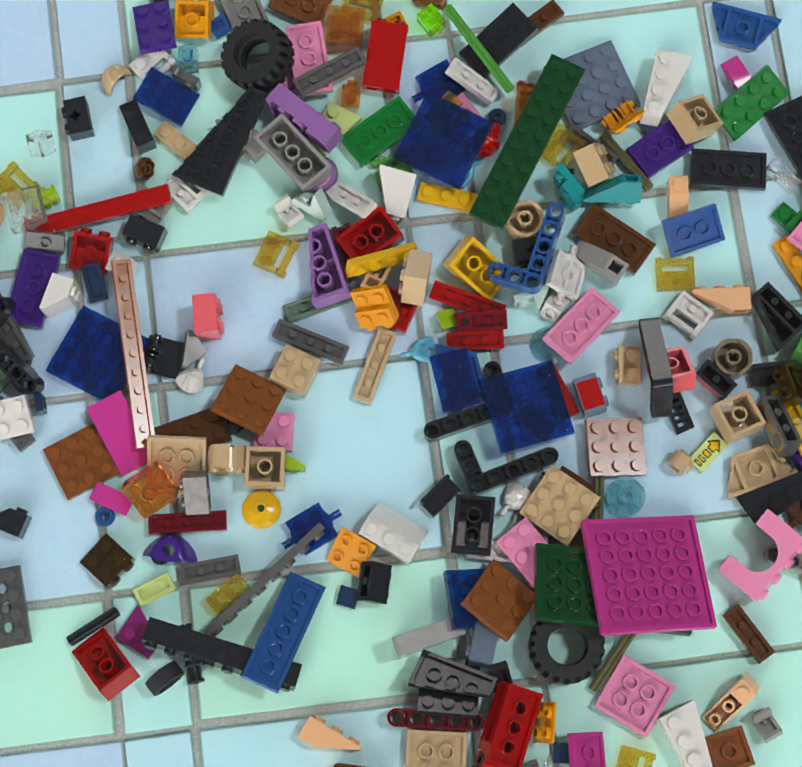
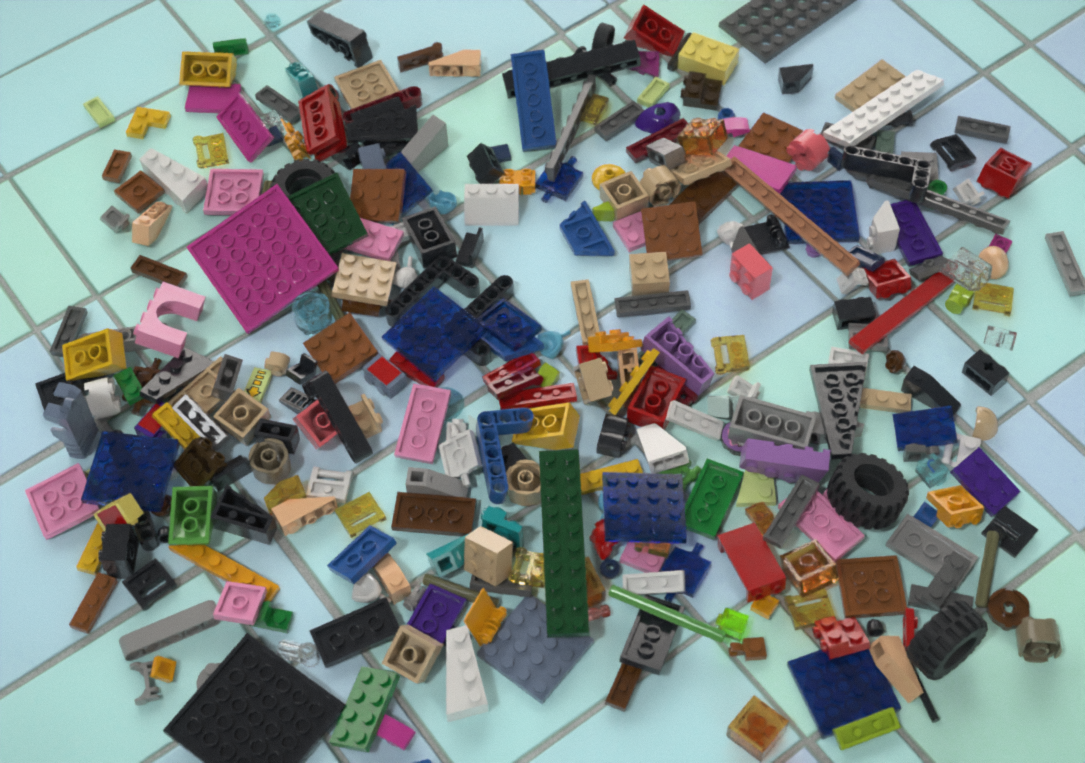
camera: 150 degrees right, 20 degrees down
(62, 420) = (808, 150): none -> coral brick
(75, 595) = (708, 57): none -> light yellow brick
(324, 453) = (585, 234): none -> blue wing
(425, 228) = (612, 436): none -> black brick
(436, 562) = (444, 201): none -> medium azure hair
(661, 442) = (303, 370): none -> black bracket
(663, 176) = (414, 598): none -> light grey pin
(701, 198) = (367, 590): none -> white piece
(731, 322) = (284, 490): none -> clear yellow slope
(737, 457) = (226, 377): none -> flat silver brick

